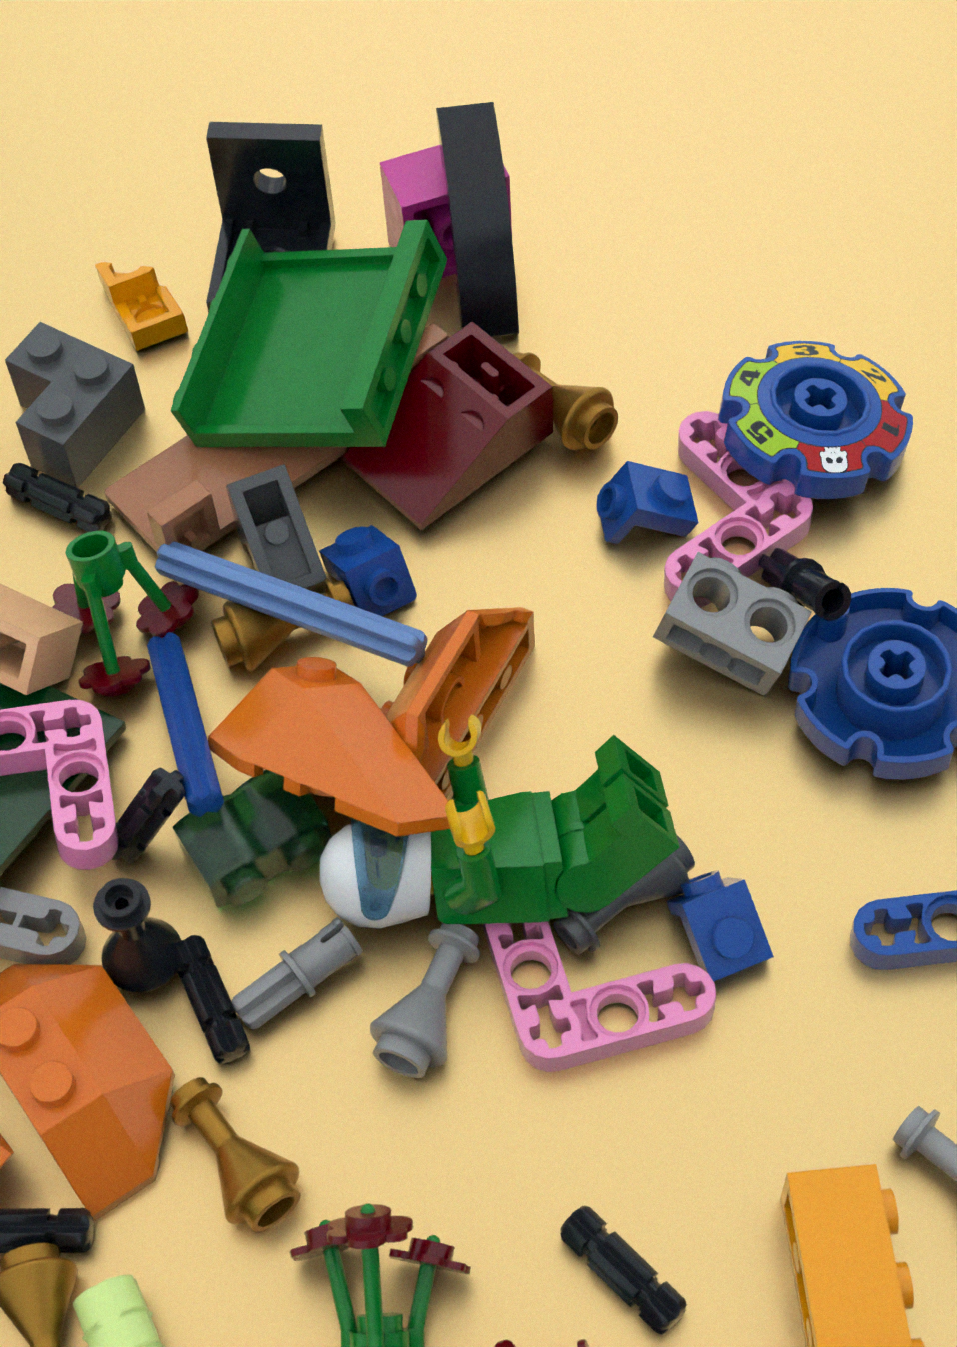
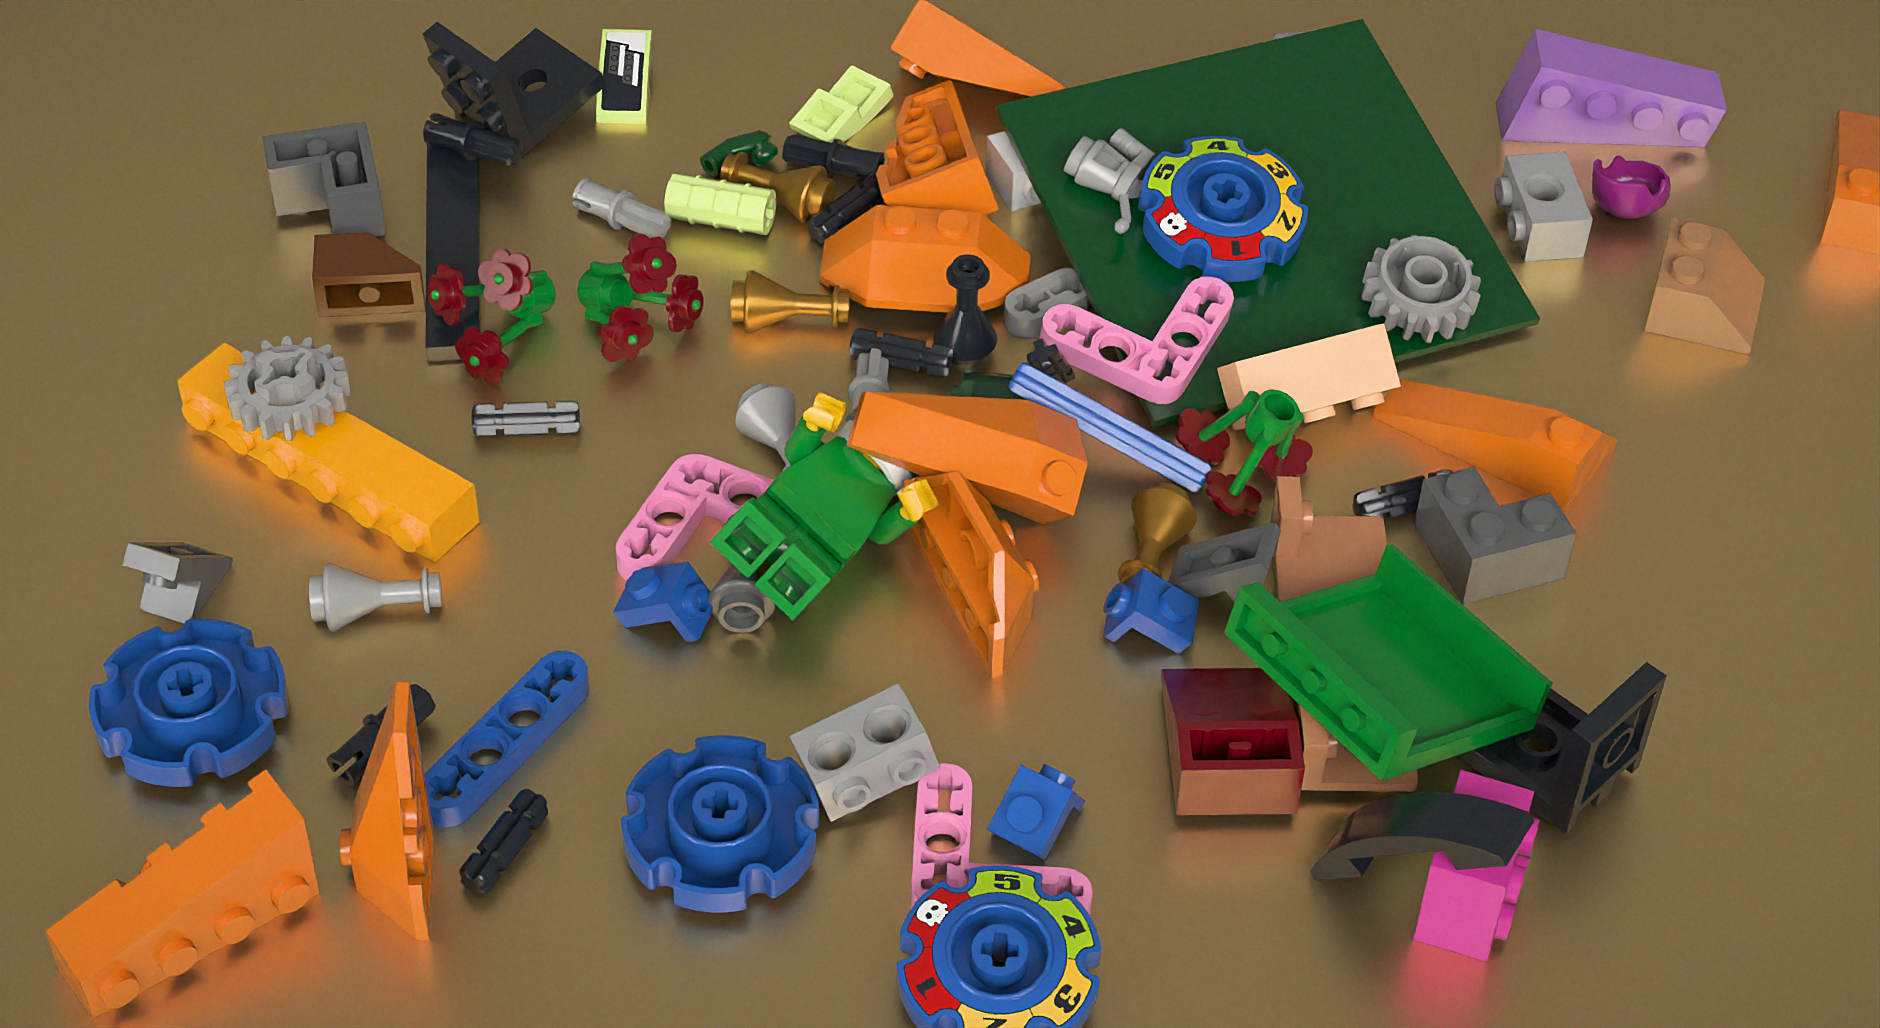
camera: 125 degrees right, 10 degrees down
(142, 305) = (1578, 657): light orange slope -> none
(292, 604) = (1142, 517): medium blue axle -> none
(580, 413) = (1169, 823): pearl gold piece -> none
(806, 583) = (854, 823): black axle -> none

